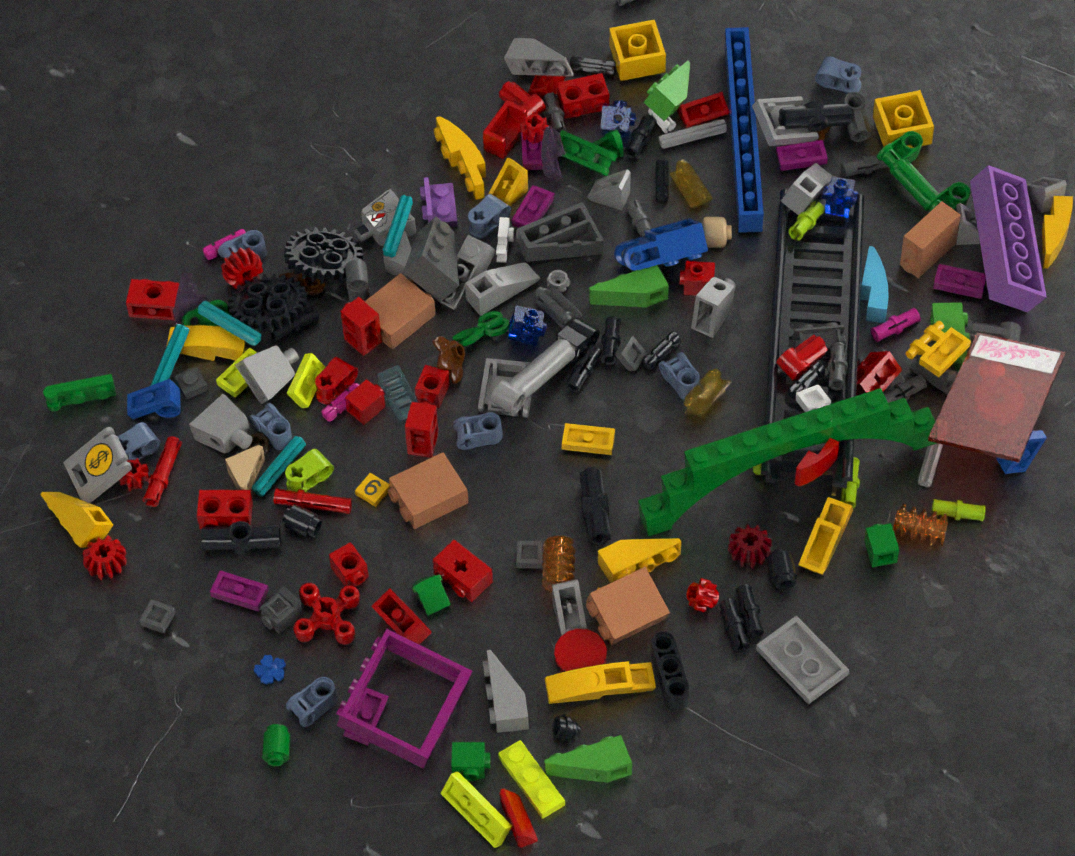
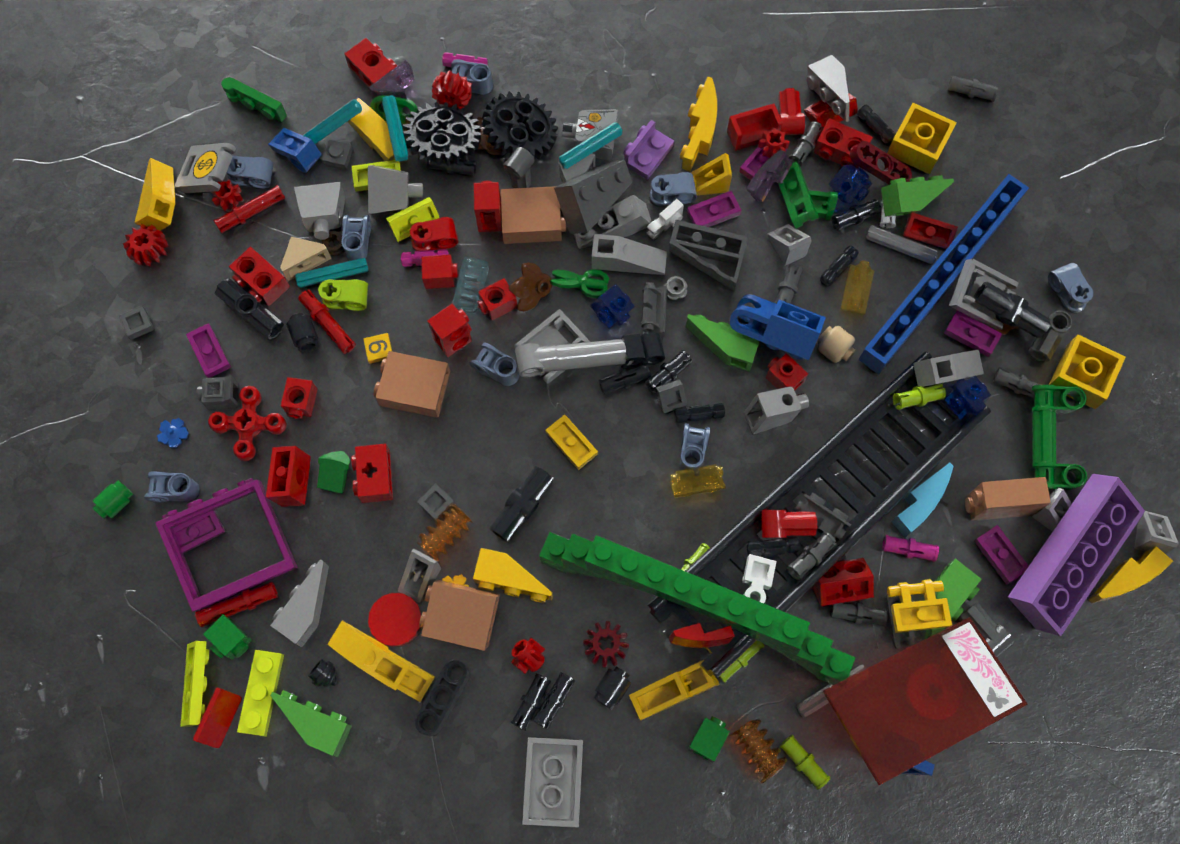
camera: 40 degrees right, 15 degrees up
(456, 727) = (247, 600): none -> red pin
(611, 87) = (870, 164): none -> dark red beam

